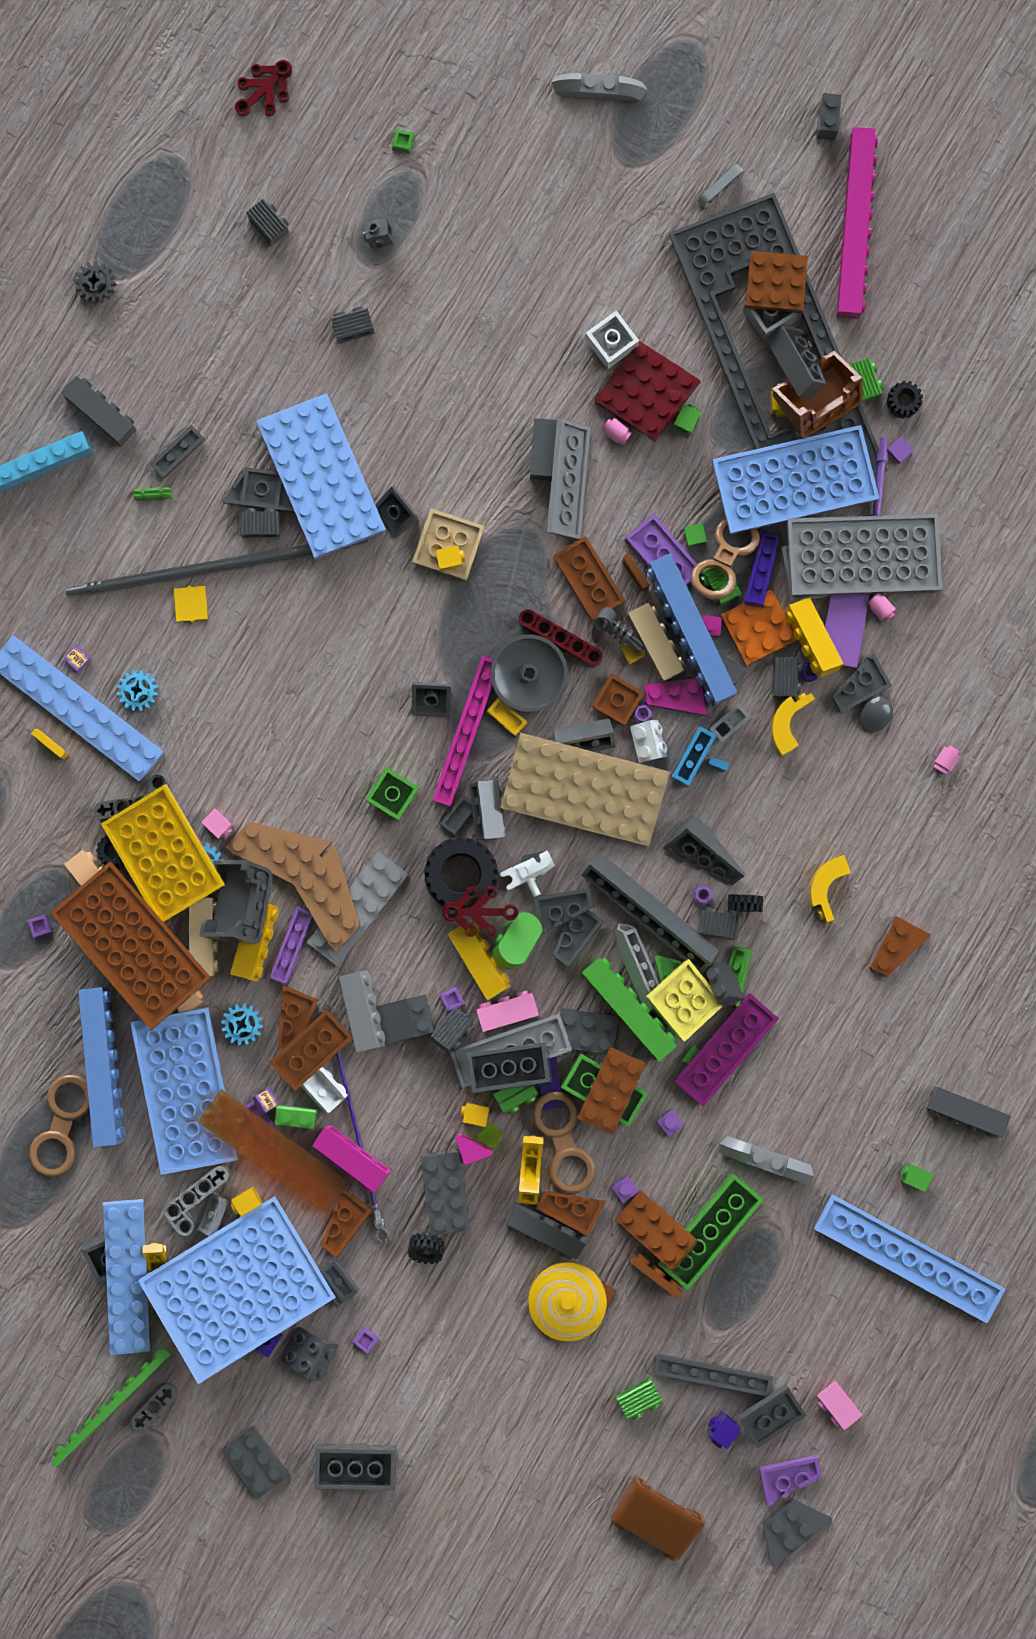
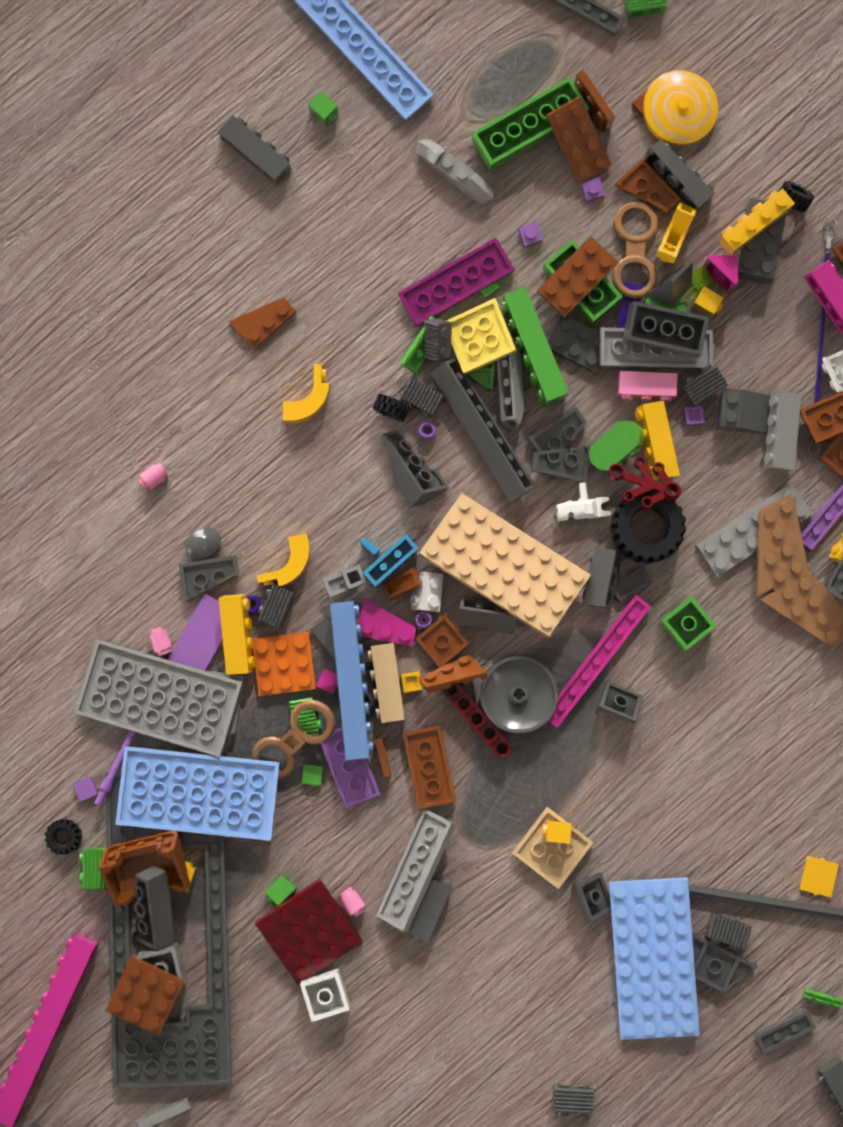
camera: 155 degrees left, 0 degrees up
(456, 1204) = (756, 222): none -> yellow brick
(507, 717) = (552, 661): yellow tile -> none
(515, 1117) = (673, 285): none -> dark grey slope
(595, 673) = (457, 671): none -> dark orange wing
(614, 627) = (428, 716): dark grey piece -> none
(674, 739) = (402, 584): none -> dark orange tile
(762, 569) = (260, 717): dark purple tile -> none

